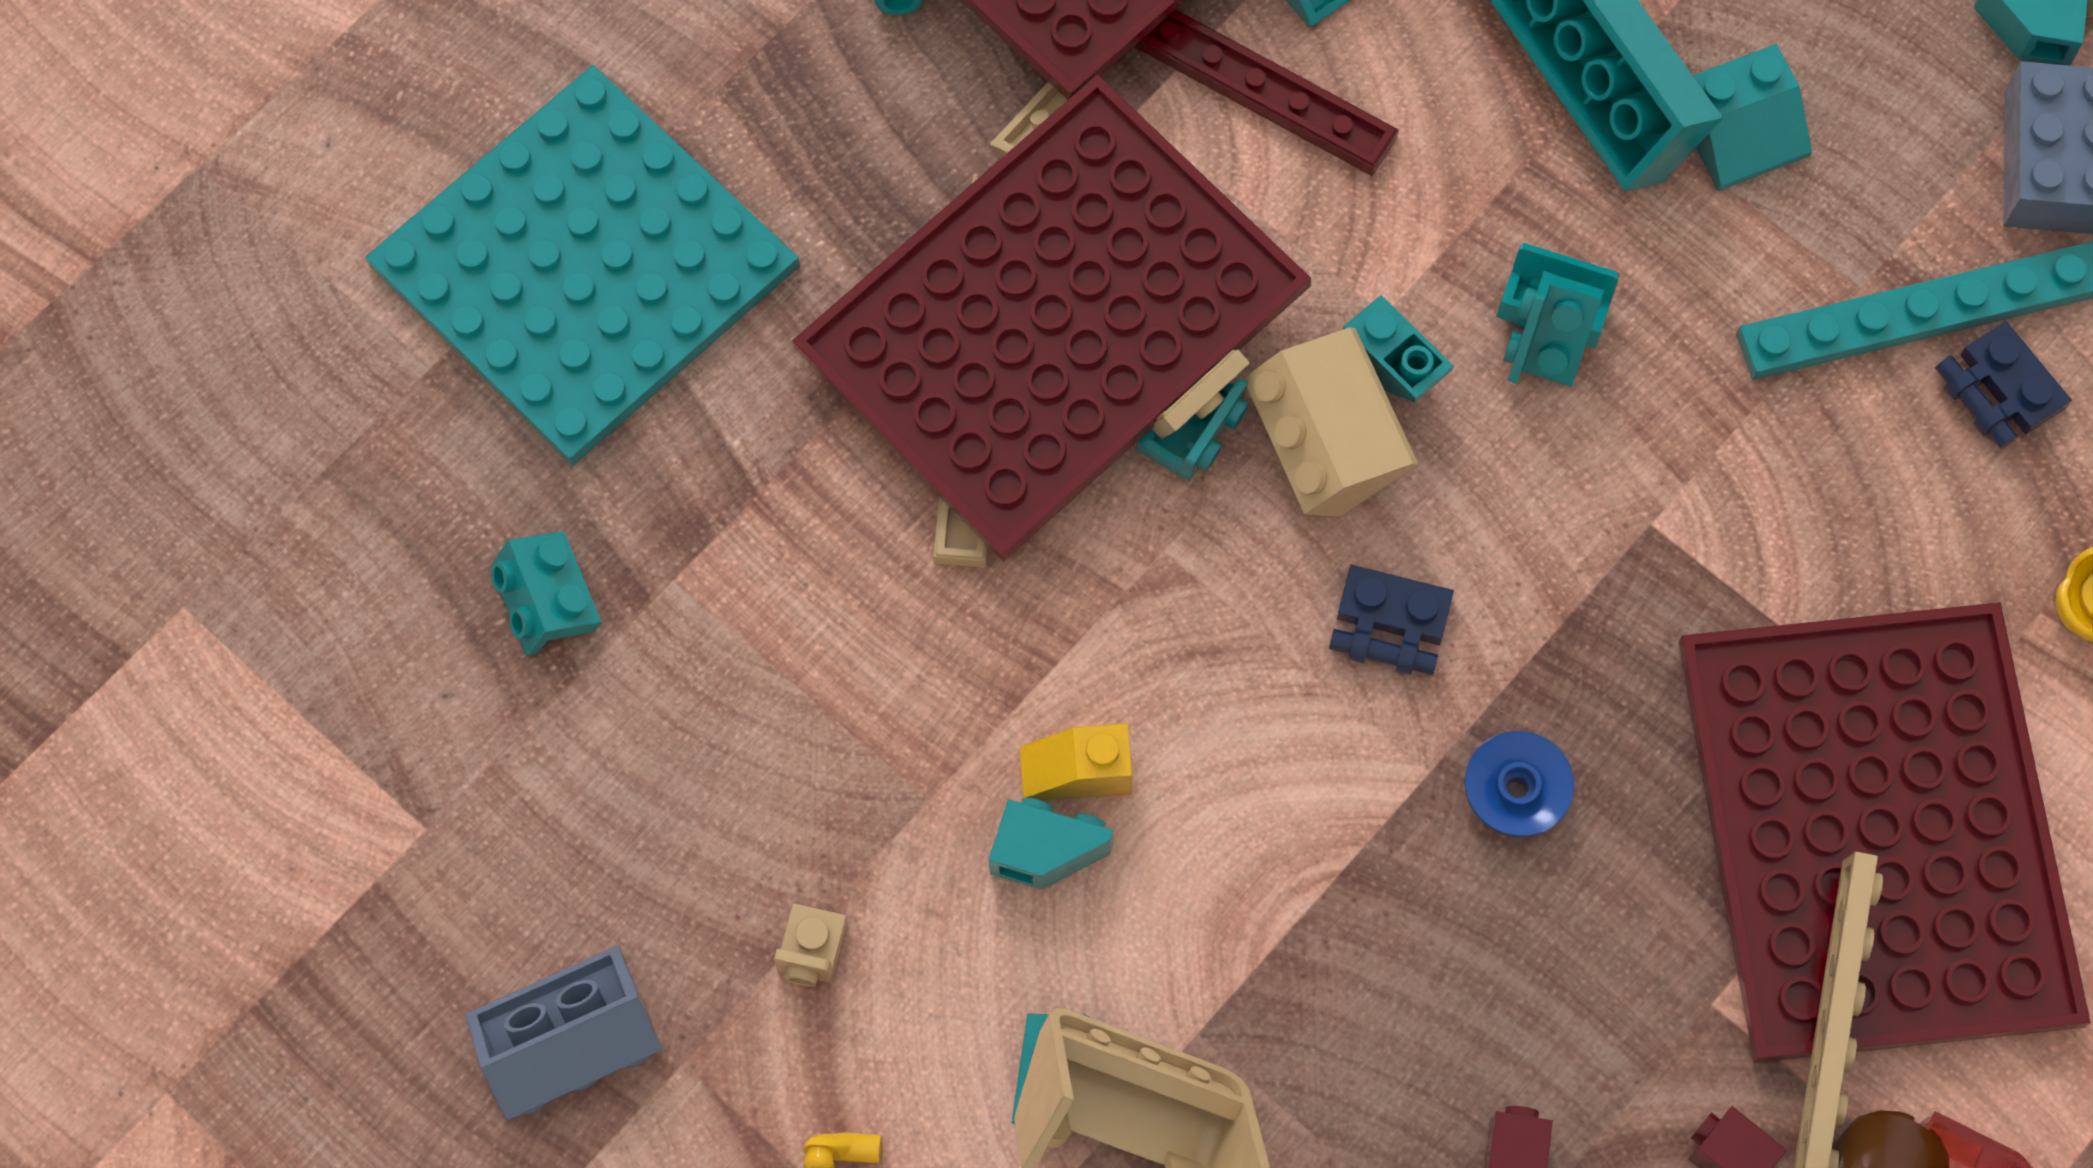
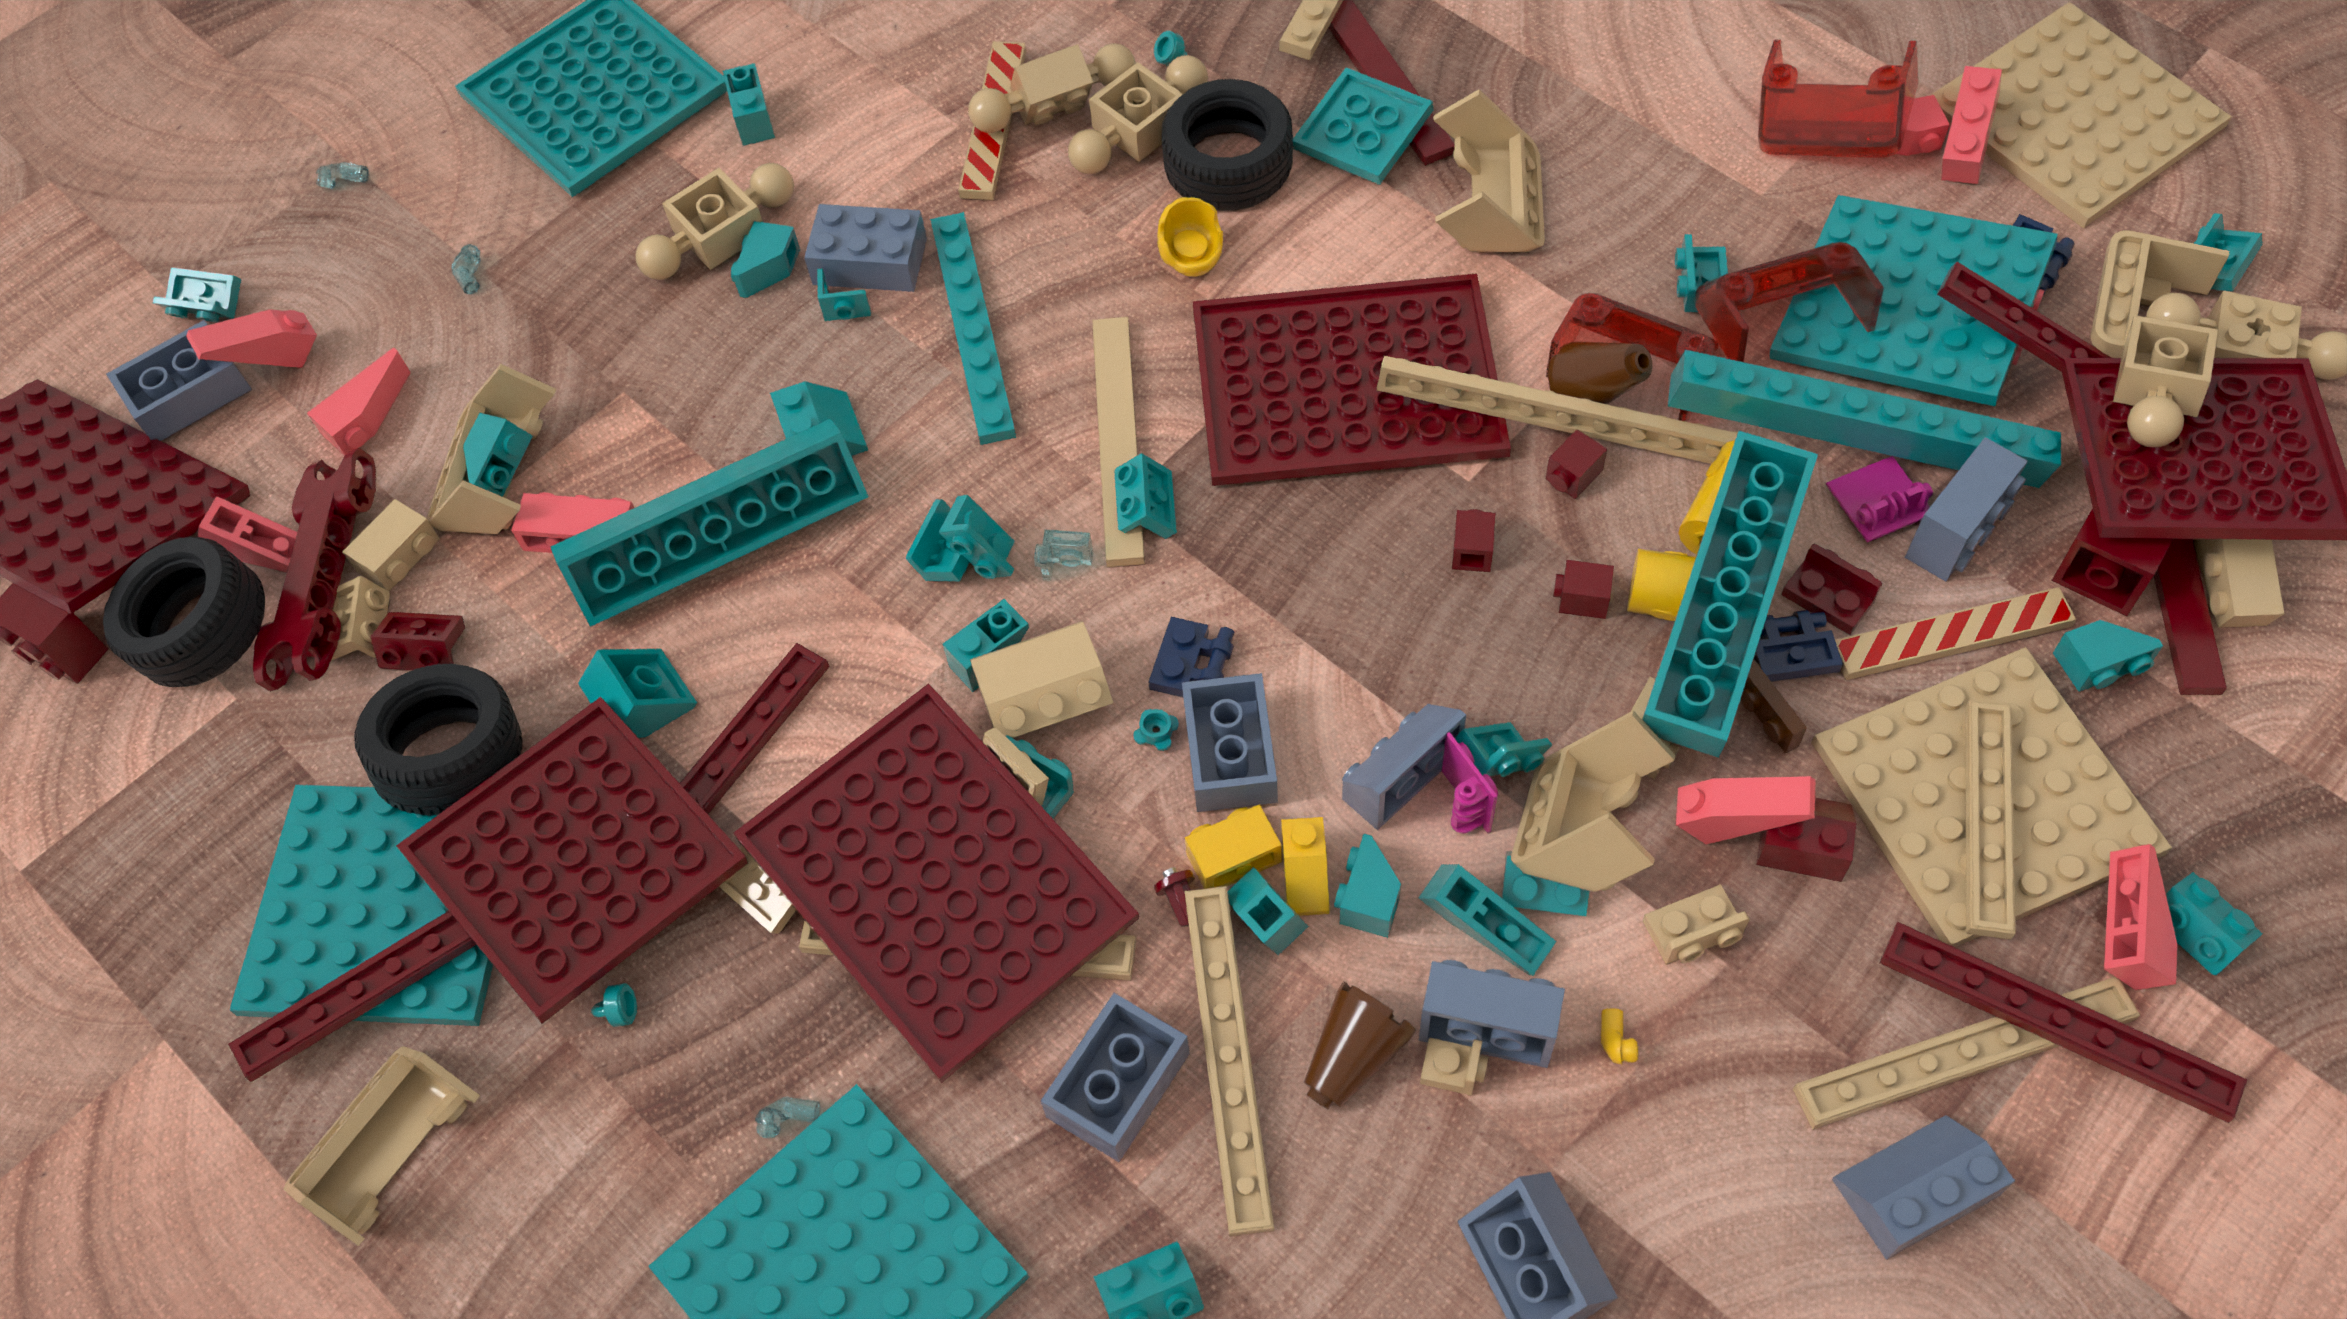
camera: 85 degrees left, 10 degrees down
(764, 174) = (783, 1109): none -> clear light blue arm
(792, 539) = (1116, 1077): none -> sand blue brick
(823, 672) = (1228, 1063): none -> tan tile
(832, 820) = (1353, 1046): none -> reddish brown cone
(862, 981) = (1507, 1014): none -> sand blue brick
(1004, 989) = (1486, 917): none -> teal slope
(1010, 710) = (1265, 911): none -> teal slope
(1038, 612) = (1174, 888): none -> dark red piece
(1102, 671) = (1233, 847): none -> yellow brick
(1164, 974) = (1474, 792): none -> dark pink hinge
(1225, 887) = (1401, 764): none -> sand blue slope
(1245, 1012) = (1502, 750): none -> teal bracket
(1251, 663) = (1230, 742): none -> sand blue brick
(1278, 563) = (1156, 719): none -> teal plate
(1522, 759) = (1319, 565): blue dish -> none
(1553, 442) = (1065, 548): none -> clear light blue bracket
(1595, 998) = (1473, 540): none -> dark red brick
(1645, 549) = (1145, 496): none -> teal bracket
(1753, 512) = (1116, 432): none -> tan tile
(1954, 125) = (841, 304): none -> teal bracket
(2012, 376) = (1030, 288): dark blue plate -> none

